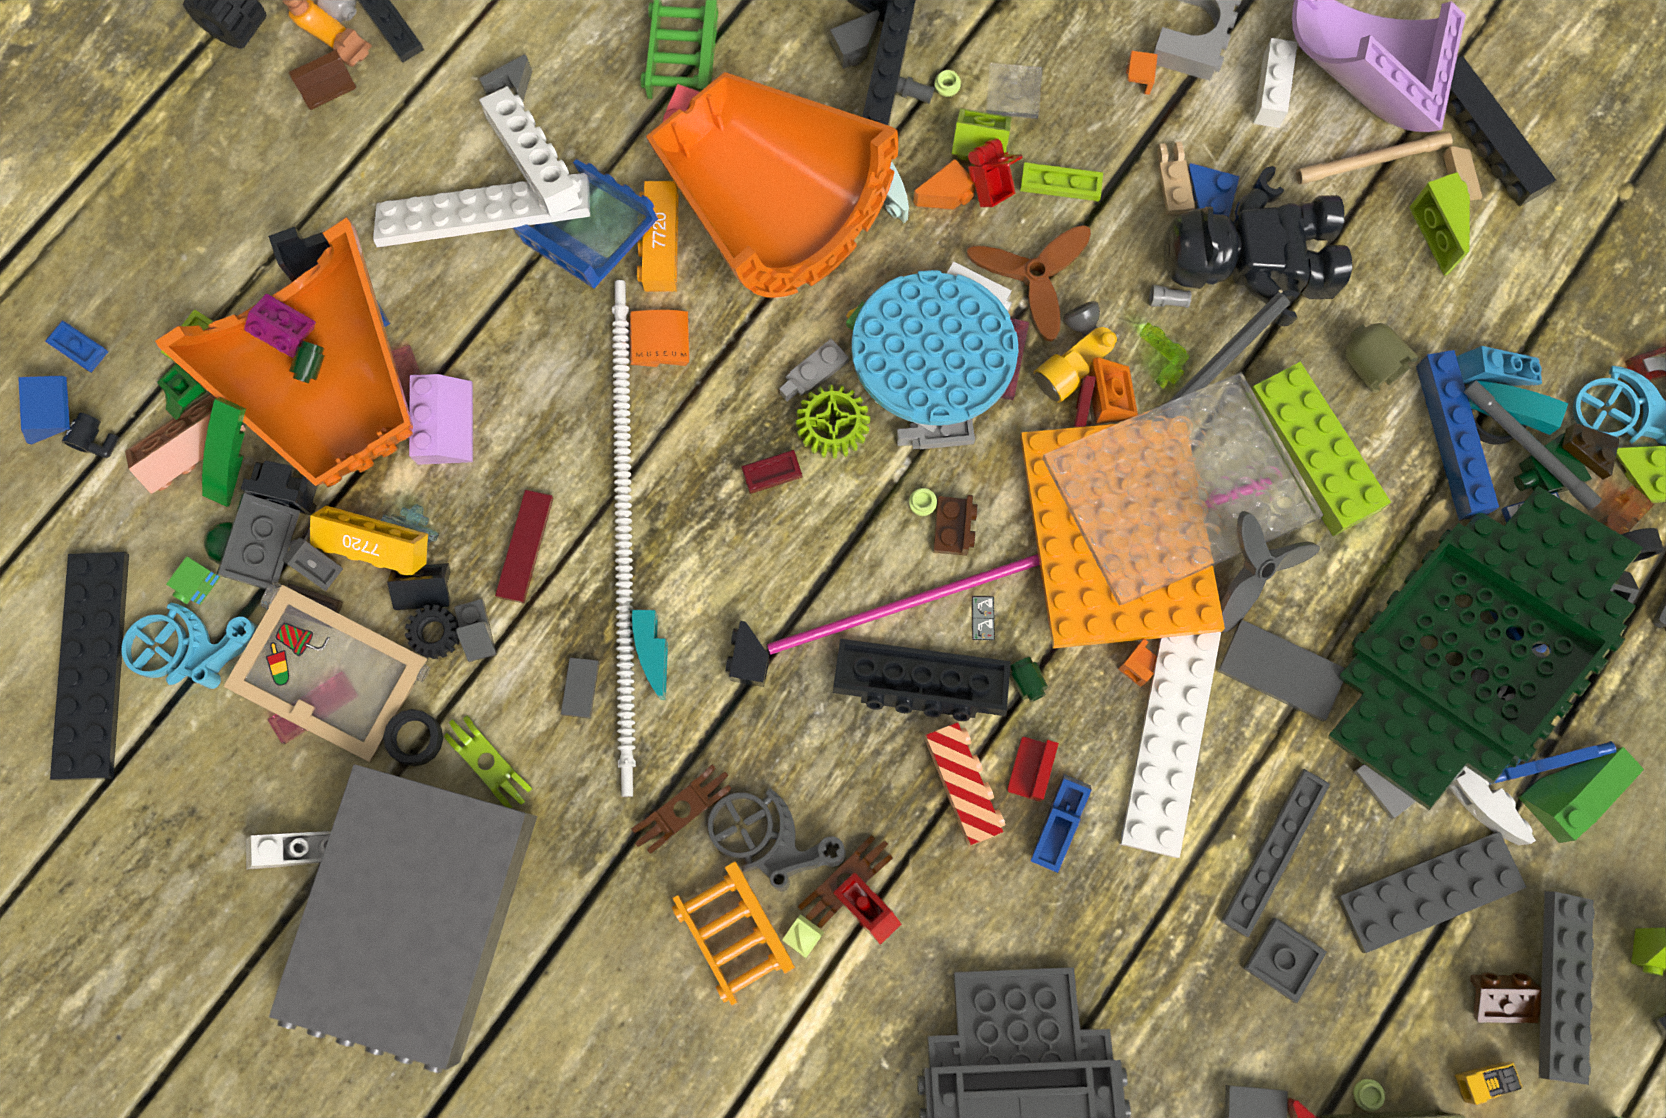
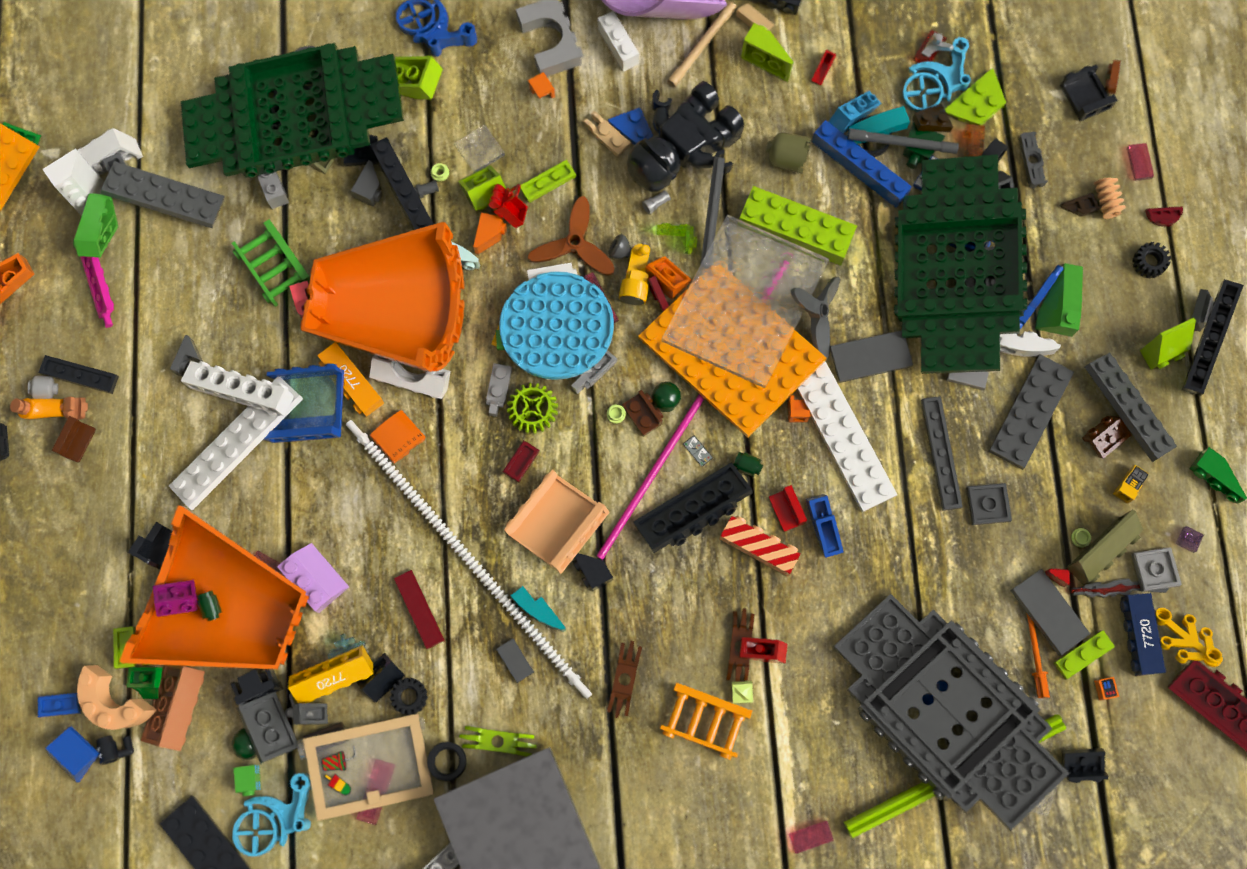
camera: 40 degrees left, 0 degrees up
(113, 377) = (101, 709): none -> light nougat brick
(222, 451) = (206, 693): green slope -> none
(475, 630) = (431, 676): dark grey slope -> none
(742, 306) = (429, 383): none -> white arch
(752, 568) = (556, 521): none -> light nougat panel
(783, 858) = (698, 659): dark grey piece -> none
(996, 527) = (666, 396): none -> dark green hair
(1504, 290) = (824, 67): none -> red piece

